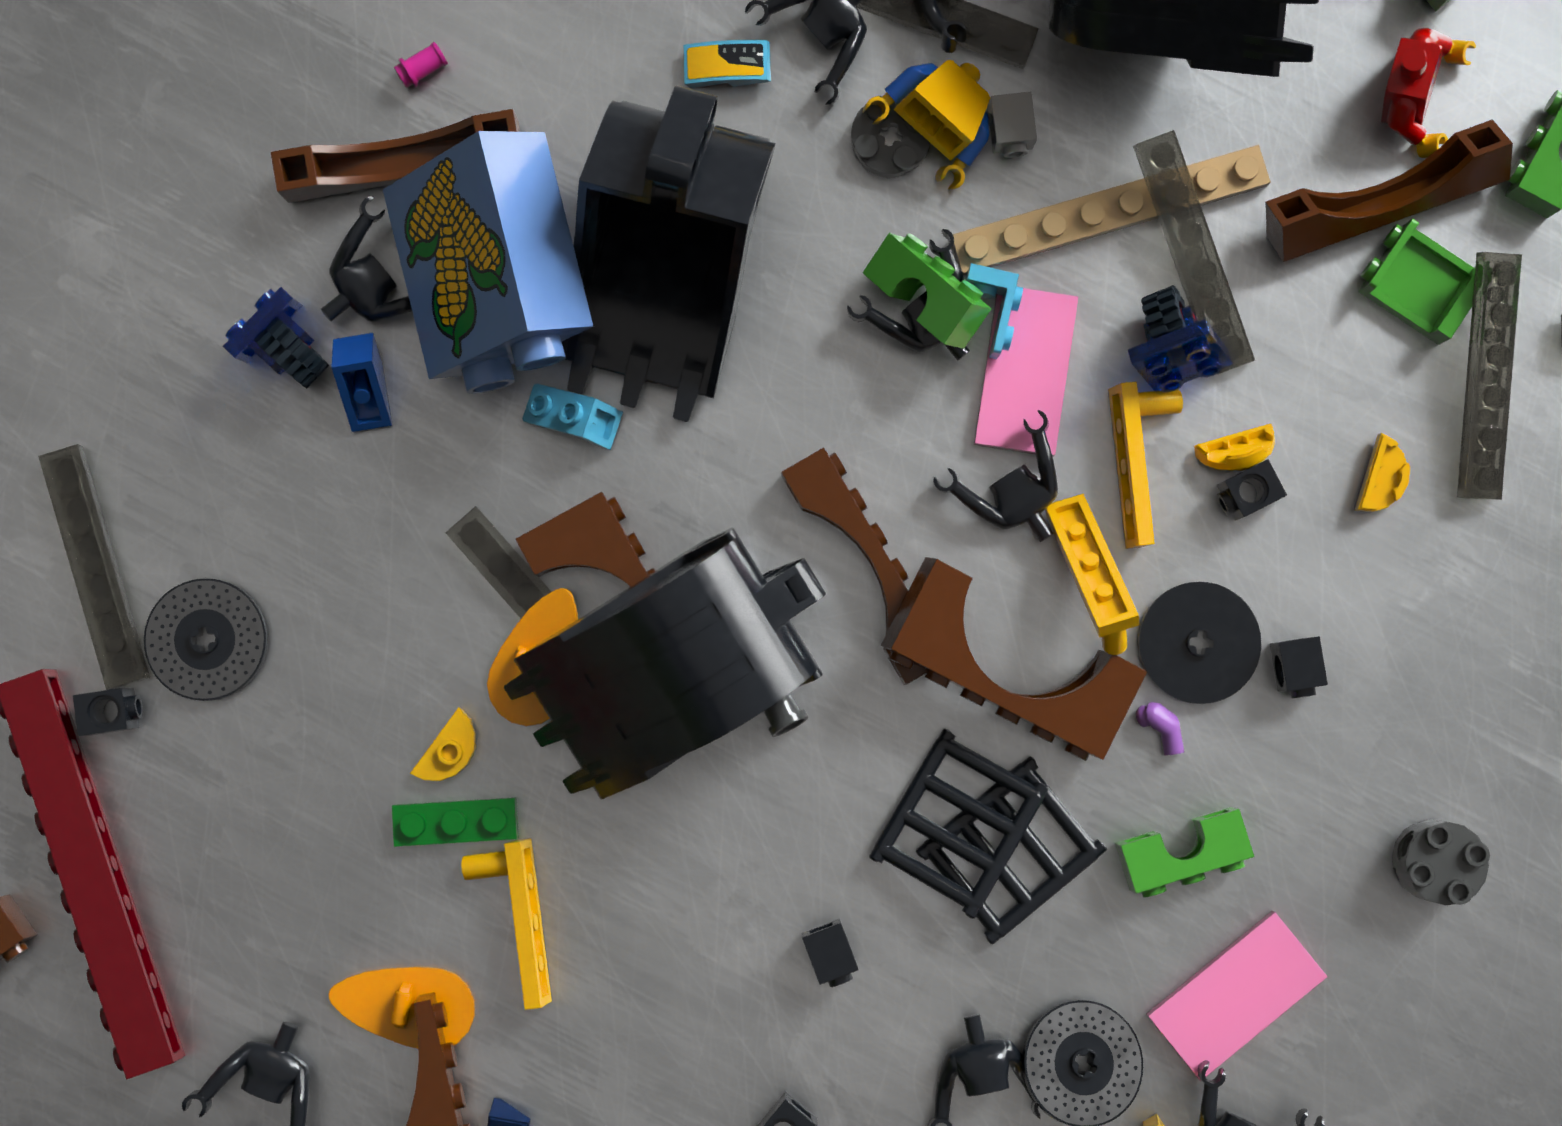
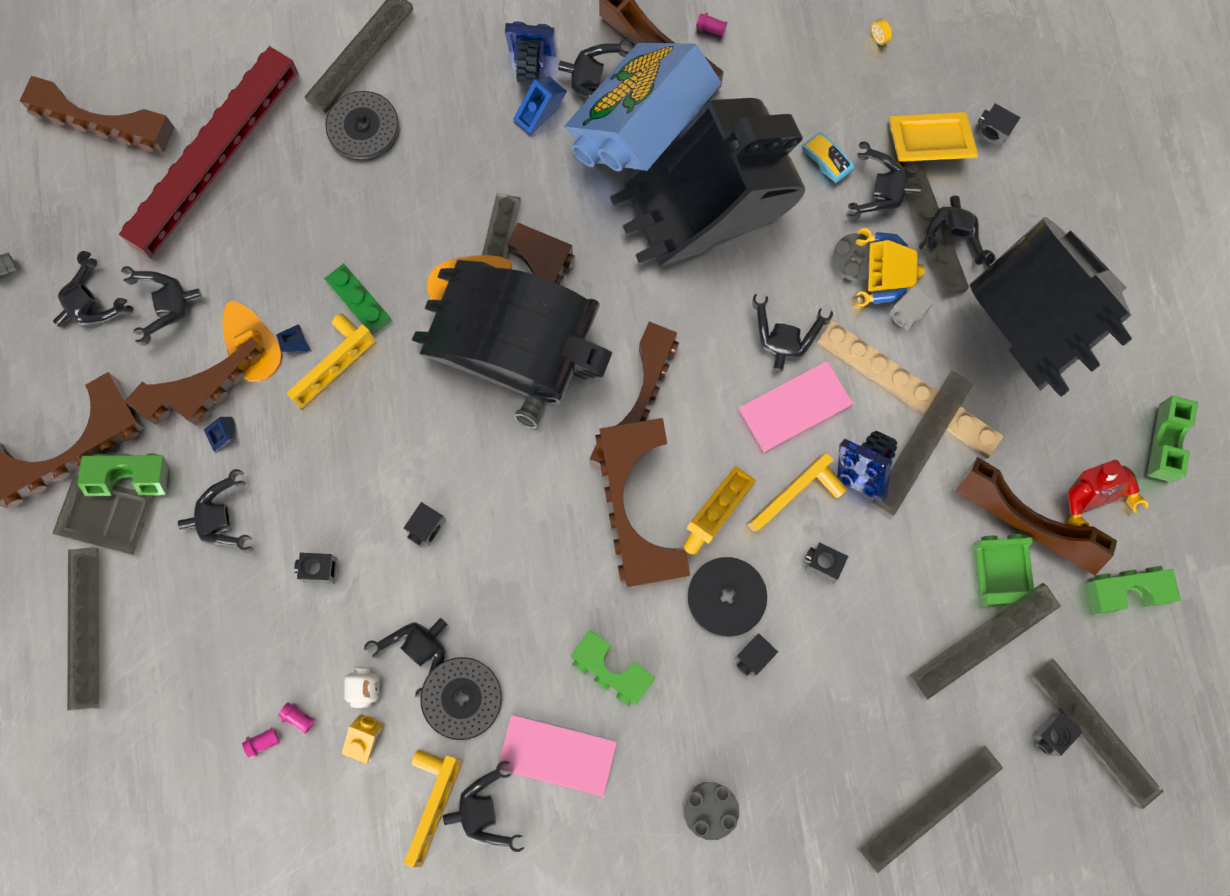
camera: 55 degrees right, 10 degrees down
(90, 714) = (290, 96): black brick -> none
(448, 946) = (293, 340): none -> dark blue slope
(449, 751) = (391, 271): yellow plate -> none
(573, 415) = (601, 210): medium azure bracket -> none
(952, 306) = (796, 335): bright green arch -> none
(1004, 283) = (822, 351): medium azure bracket -> none
(1012, 829) = (555, 567): black bar -> none
(1018, 495) = (731, 446): black piece -> none
(1058, 875) = (551, 613): black bar -> none
(1164, 722) = (672, 609): medium lavender arm -> none
(1237, 450) = (842, 541): yellow plate -> none
(1385, 476) = (888, 629): yellow plate -> none

